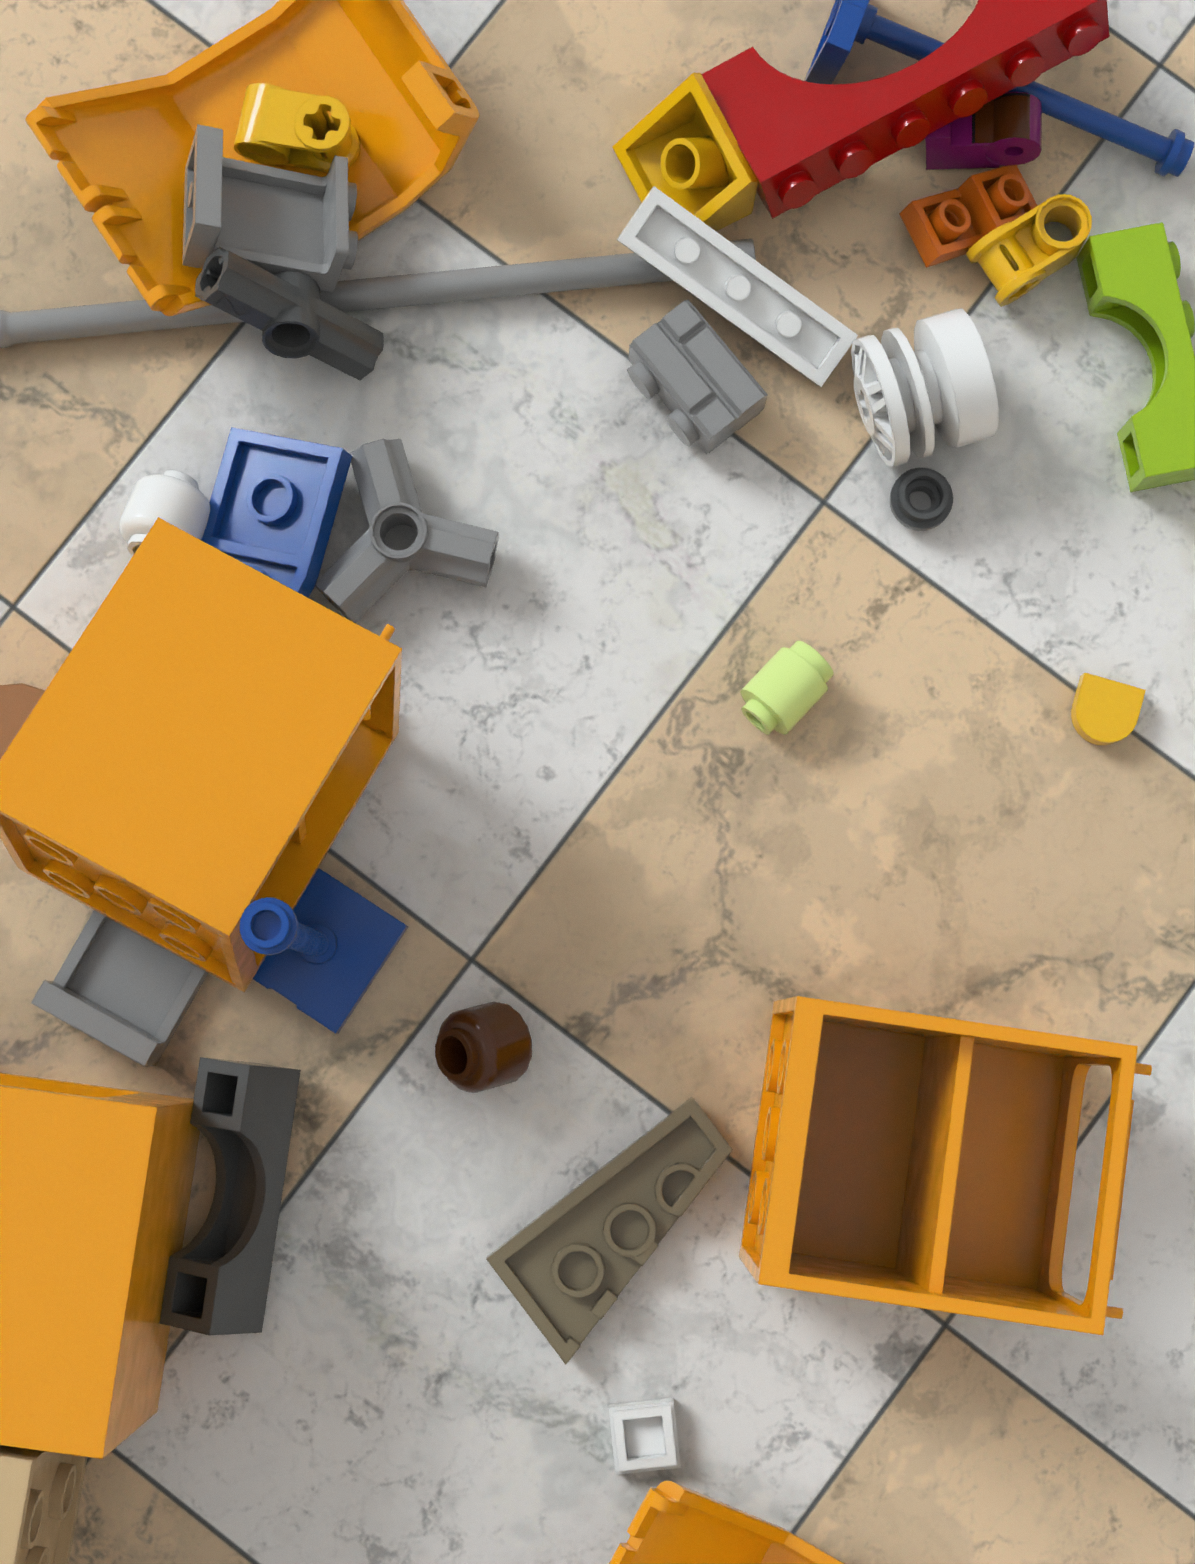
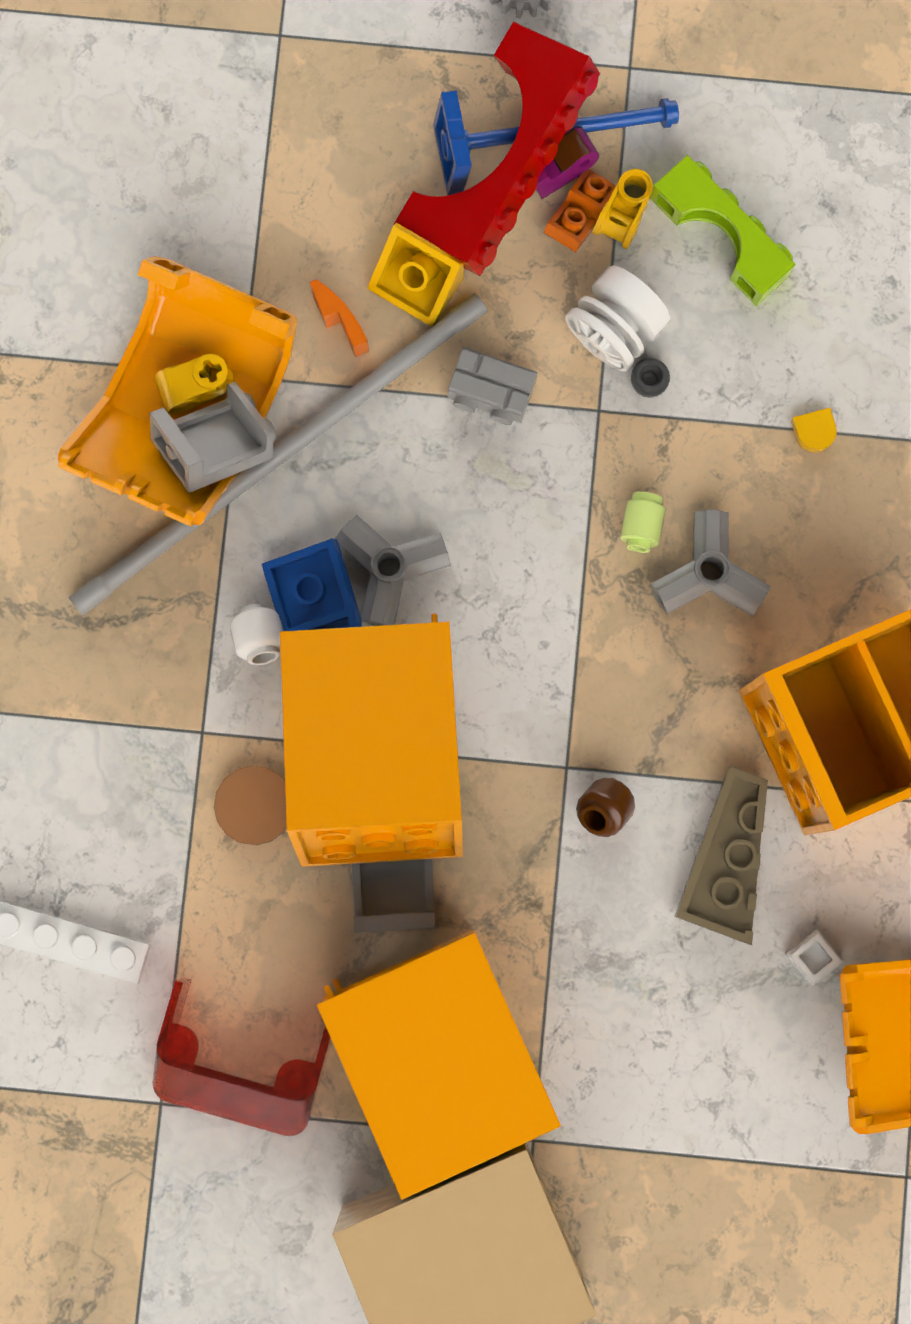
camera: 30 degrees left, 0 degrees up
(225, 1271) = (543, 1004): dark grey arch -> none
(289, 313) = (259, 484): dark grey piece -> none
(322, 949) = (491, 808): blue tile -> none
(546, 153) = (335, 311): none -> orange slope
(736, 286) = (484, 324): white plate -> none
(859, 779) = (711, 546): none -> light grey piece

